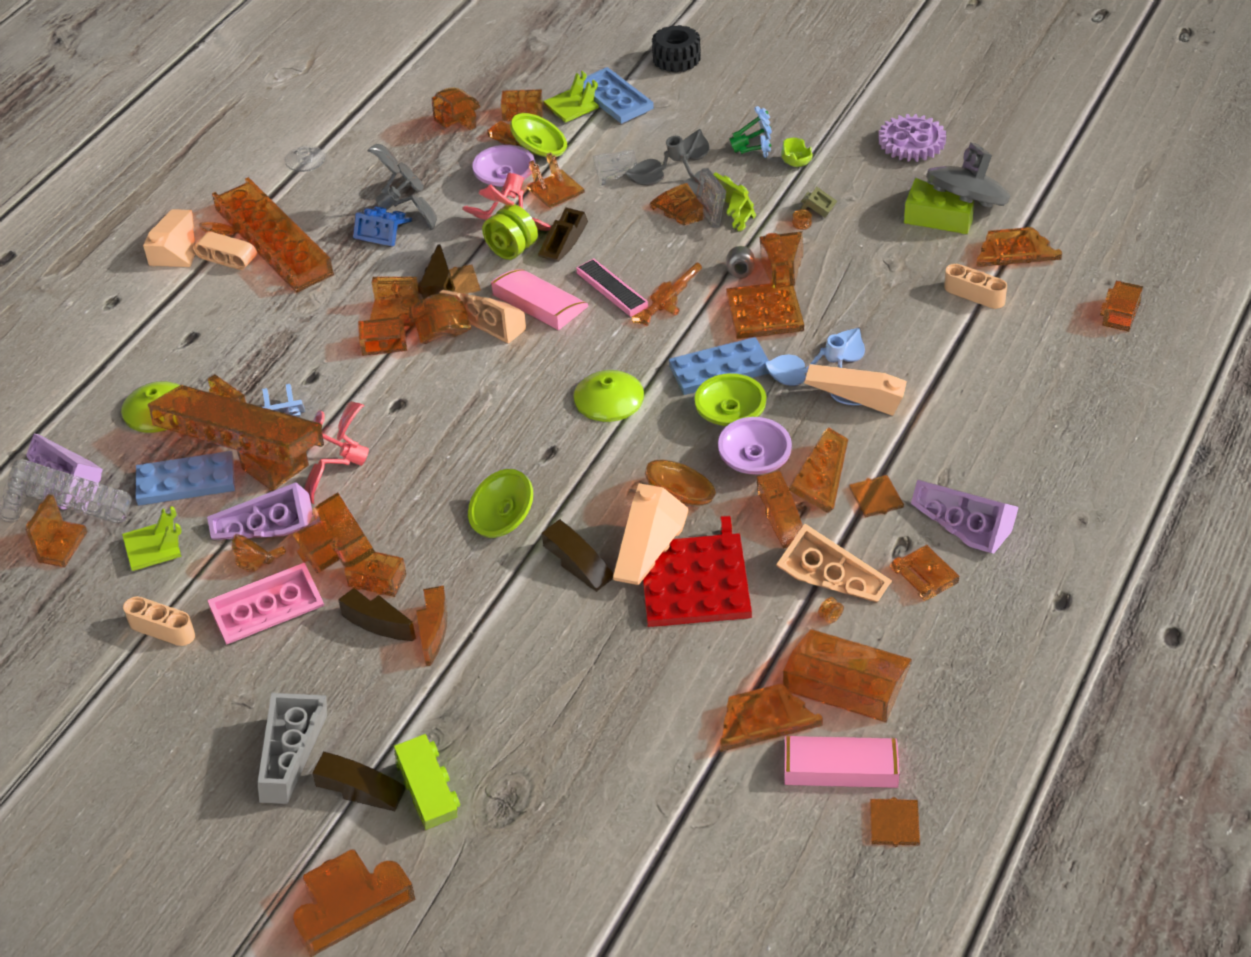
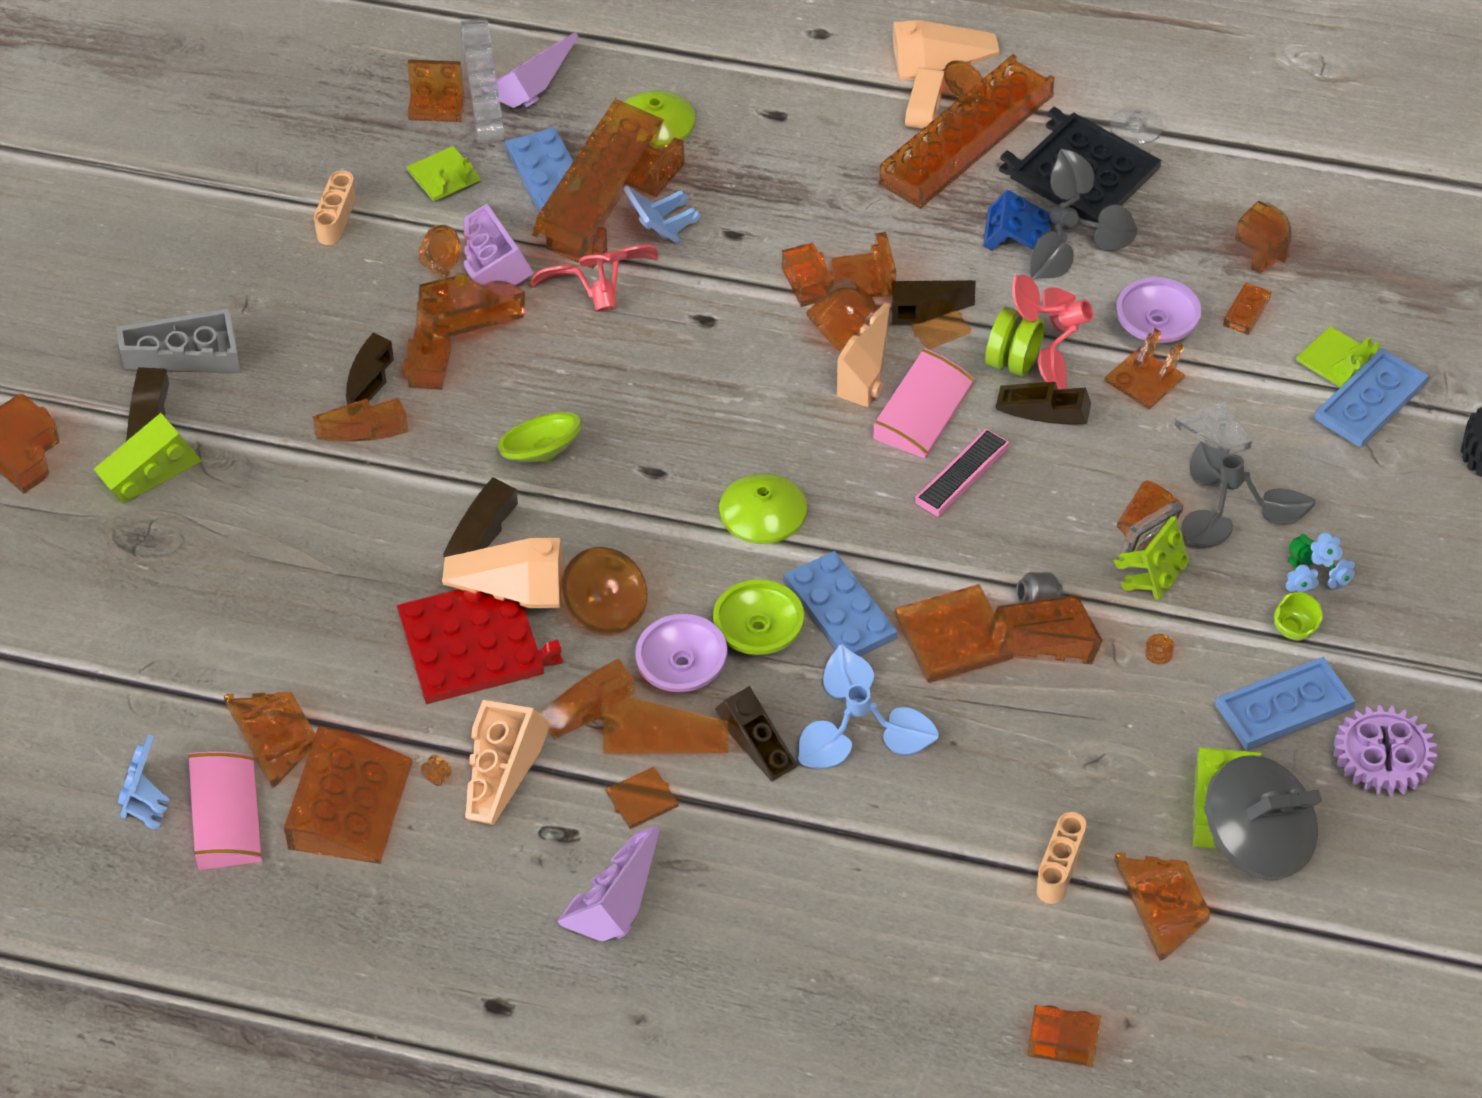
camera: 75 degrees right, 5 degrees up
(265, 603) = (371, 283): bright pink slope -> none
(337, 185) = (1116, 163): none -> black plate
(521, 101) = (1308, 304): clear orange brick -> none
(538, 135) = (1247, 321): lime dish -> none
(668, 296) = (968, 531): clear orange piece -> none
(811, 808) = (139, 794): none -> light blue plate
(818, 201) = (1195, 659): olive bracket -> none
(840, 418) = (756, 733): none -> dark brown slope
(863, 387) = (821, 751): light nougat wedge -> none
(864, 172) = (1284, 703): none -> medium blue plate
(894, 822) = (149, 870): clear orange piece -> none
(930, 568) = (522, 866): clear orange plate -> none

